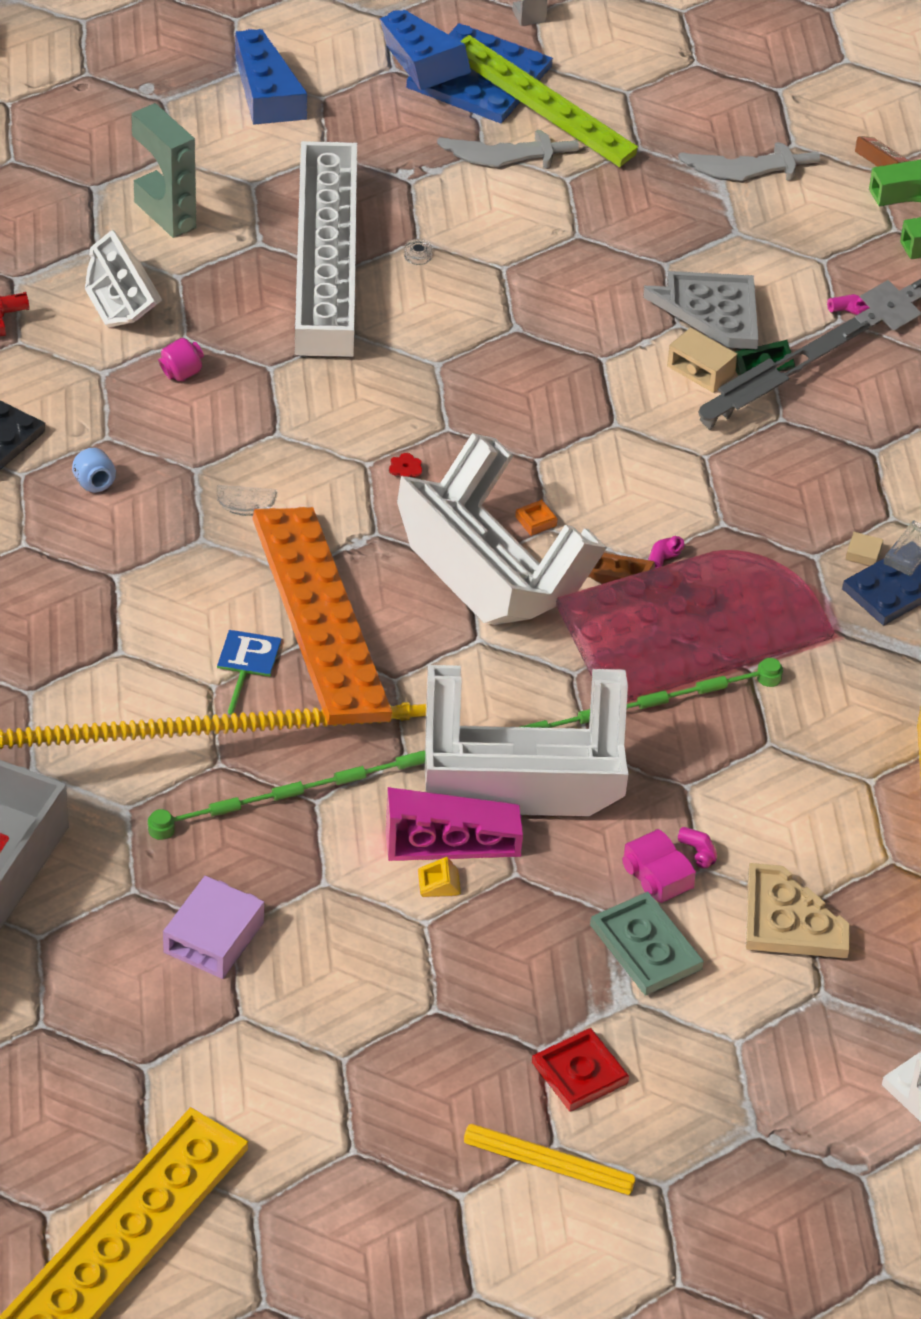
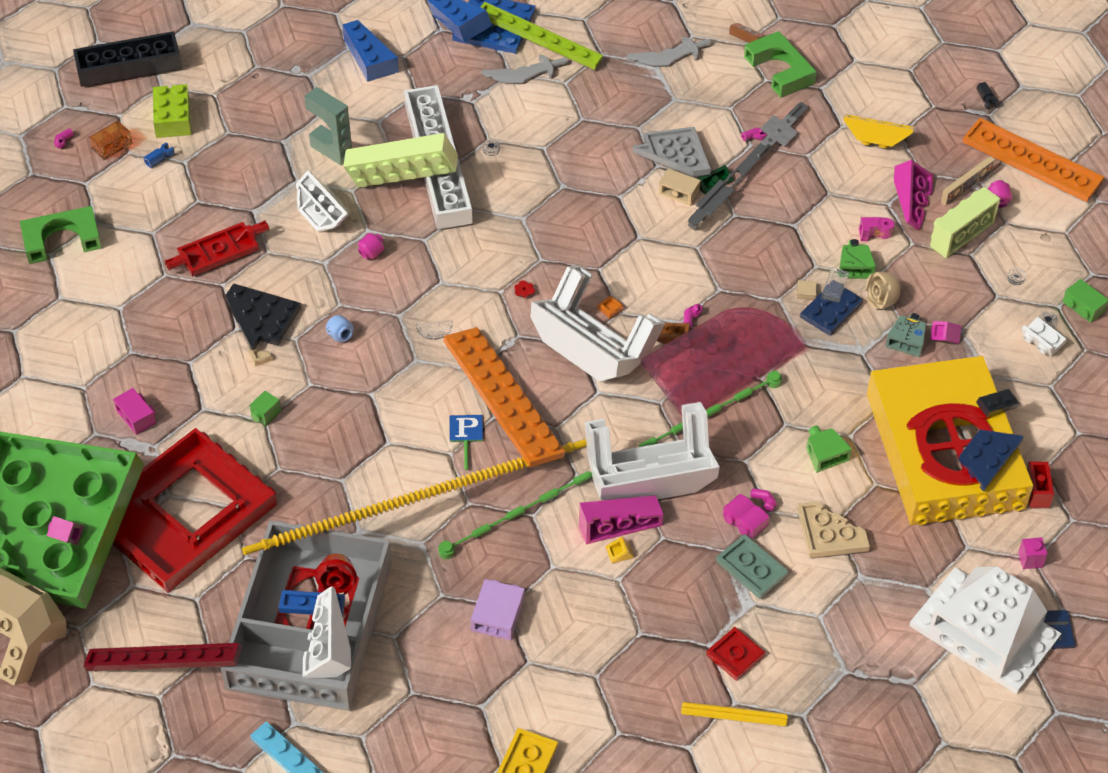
camera: 10 degrees left, 5 degrees up
(261, 238) = (401, 160): none -> yellowish green brick
(824, 791) = (826, 448): none -> bright green torso

